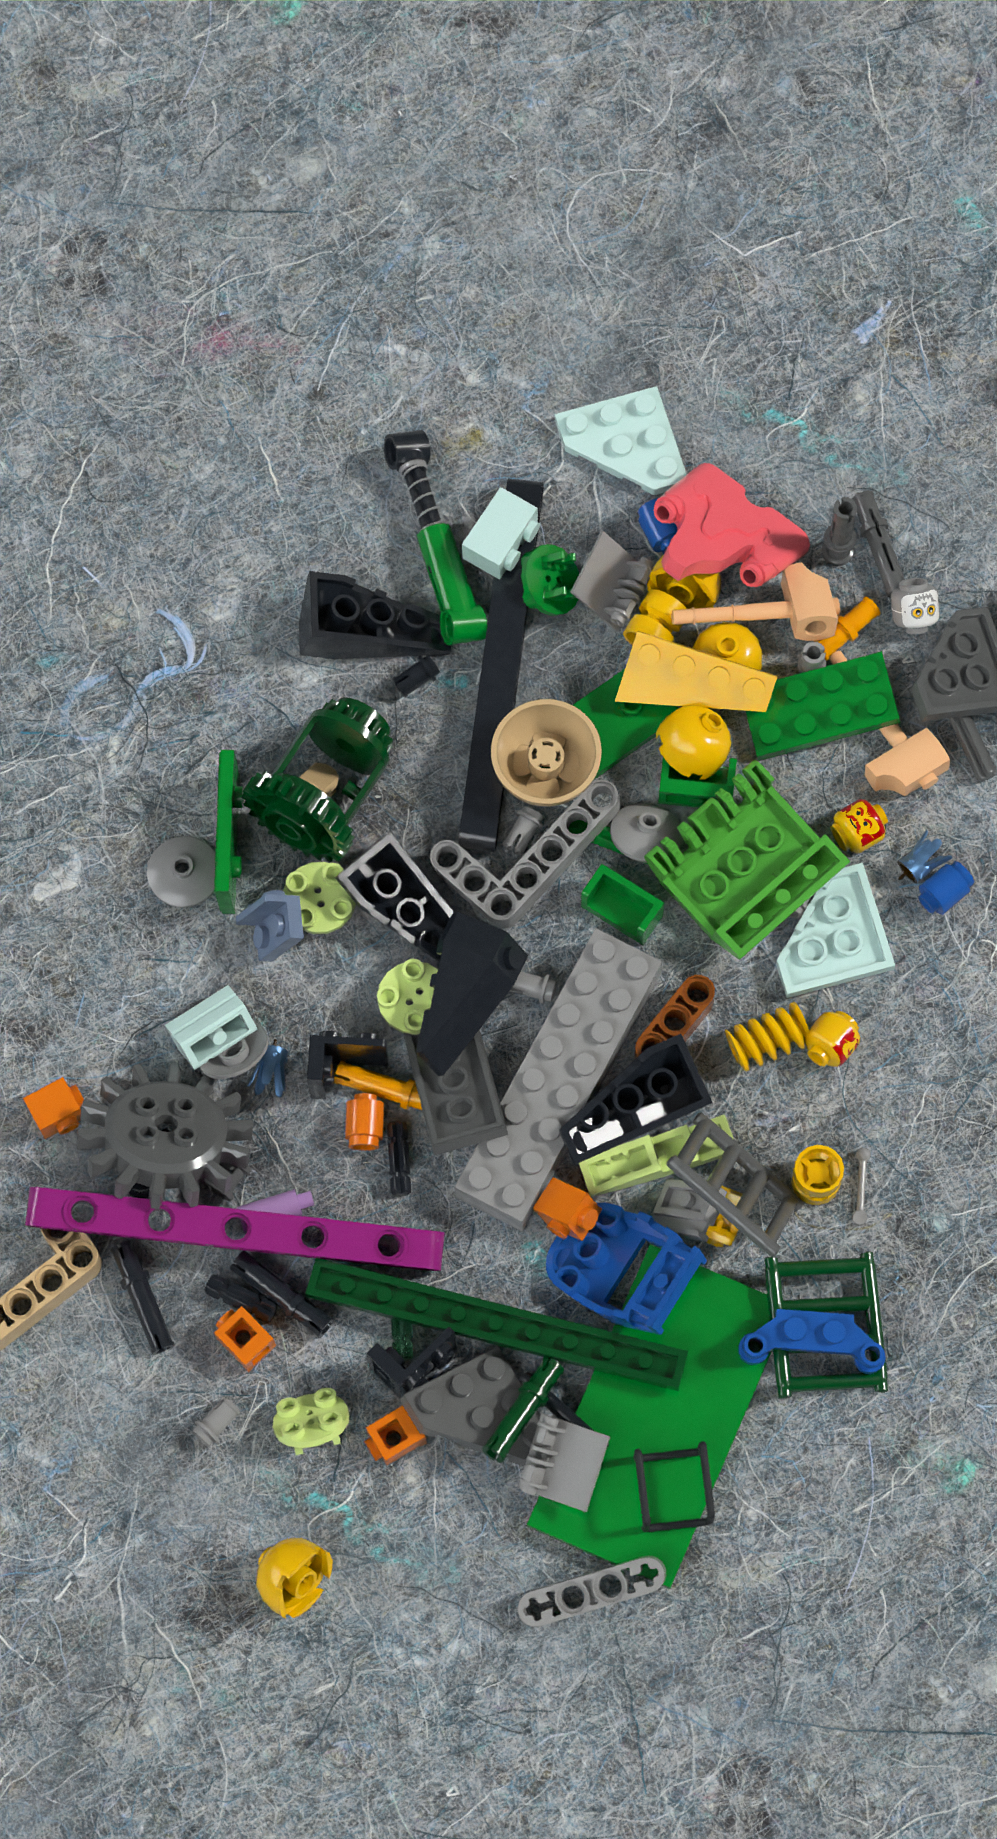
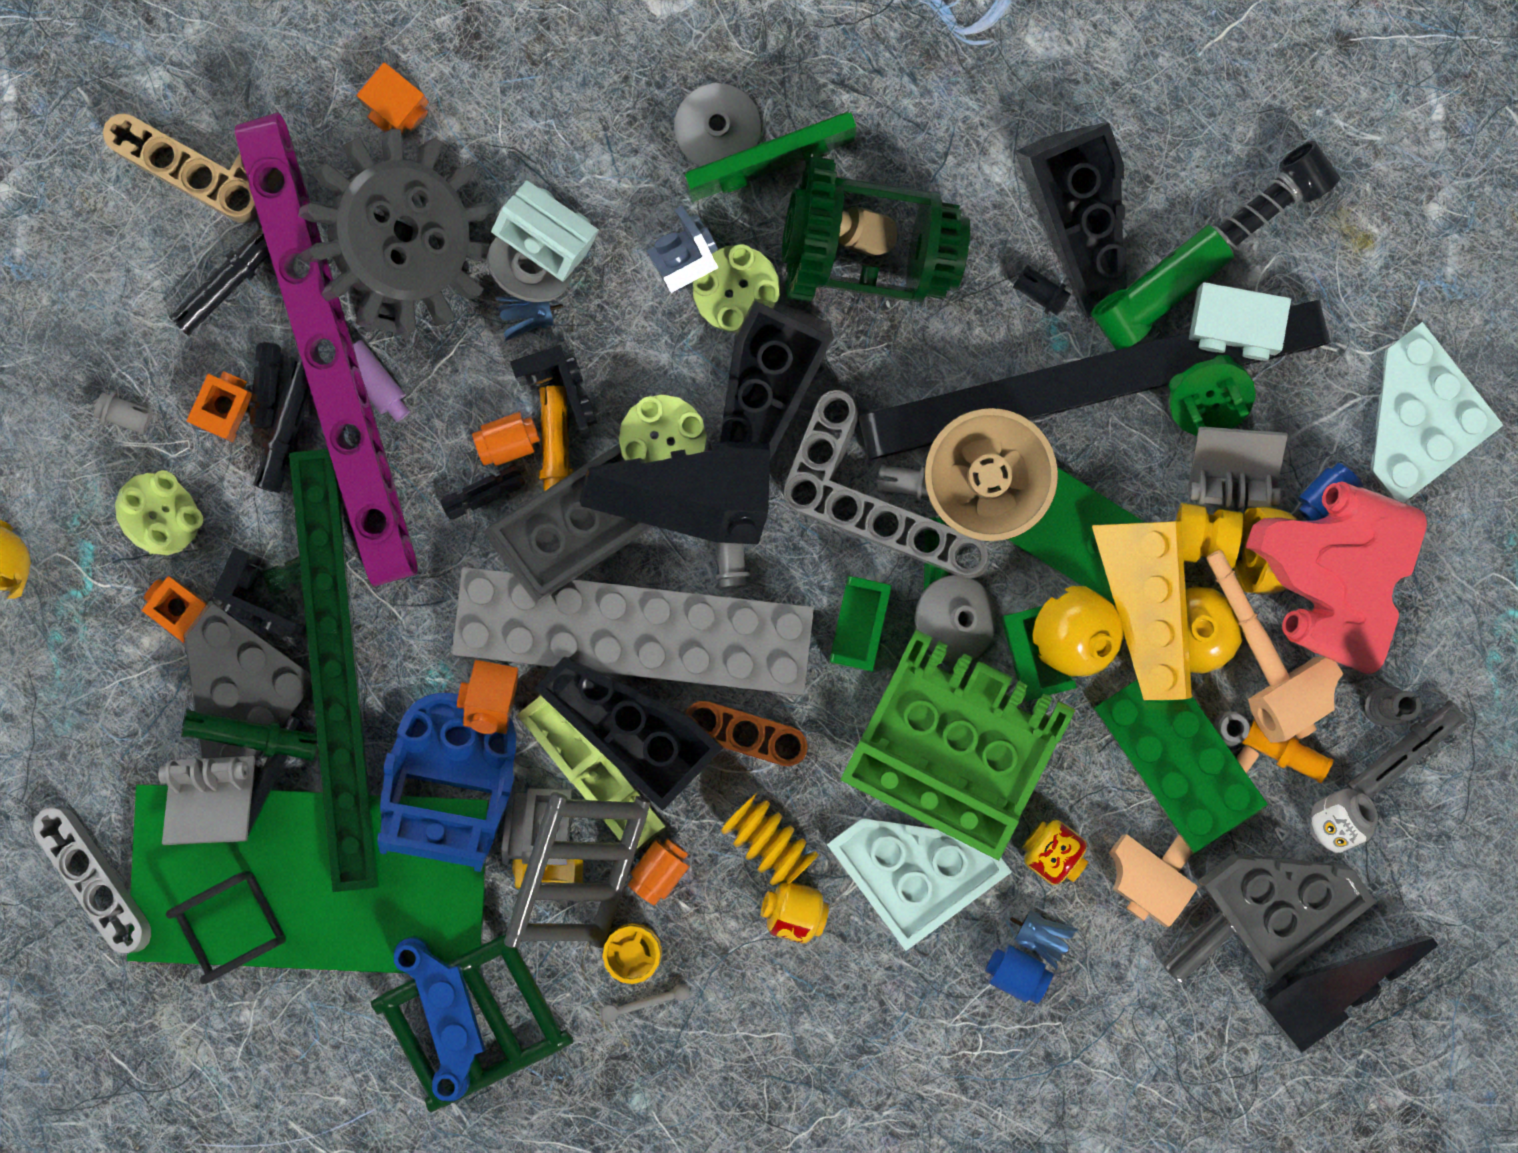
camera: 70 degrees right, 15 degrees up
(759, 1132) = (659, 871): none -> orange brick

